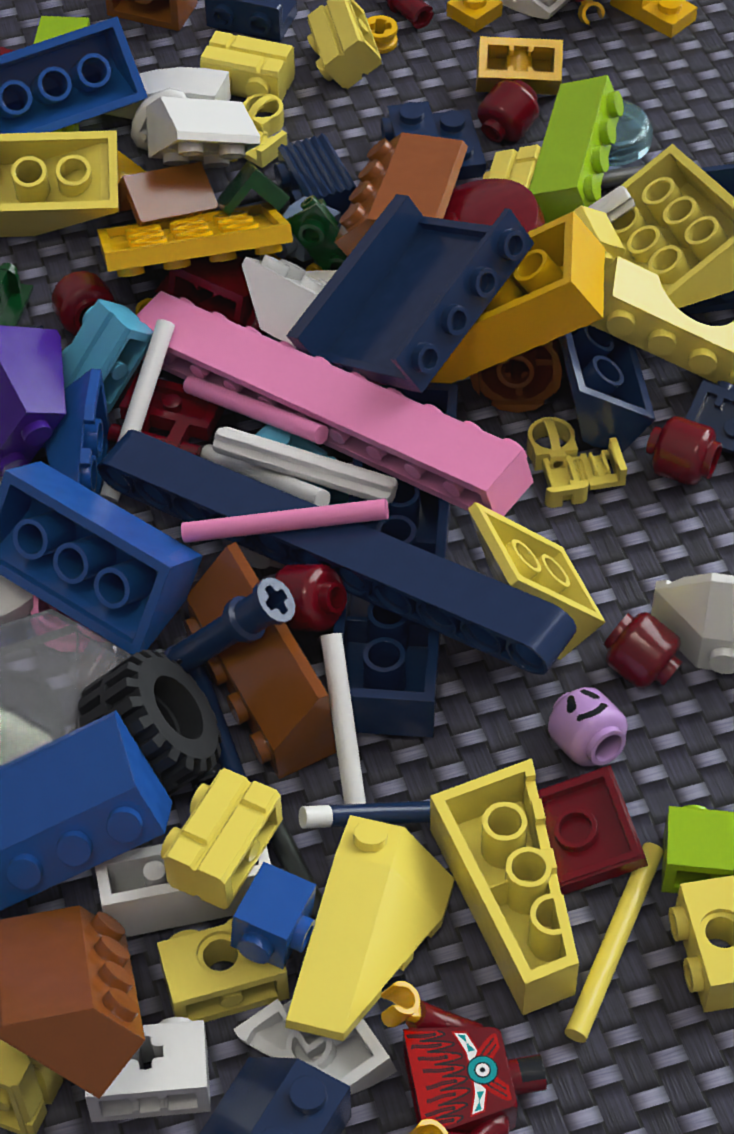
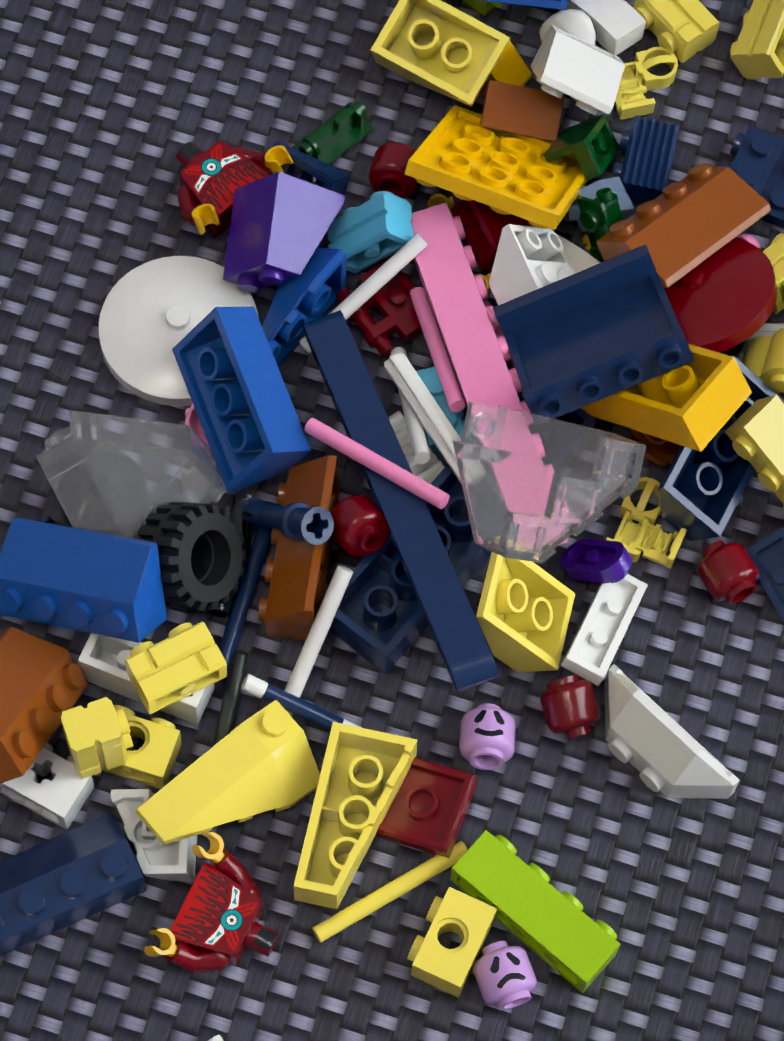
camera: 30 degrees right, 15 degrees up
(188, 962) = (96, 736): none -> light yellow brick
(274, 917) = (173, 739): blue brick -> none
(476, 422) = (538, 478): none -> clear panel
(561, 504) = (596, 561): none -> dark purple plate
(614, 560) = (604, 628): none -> white plate

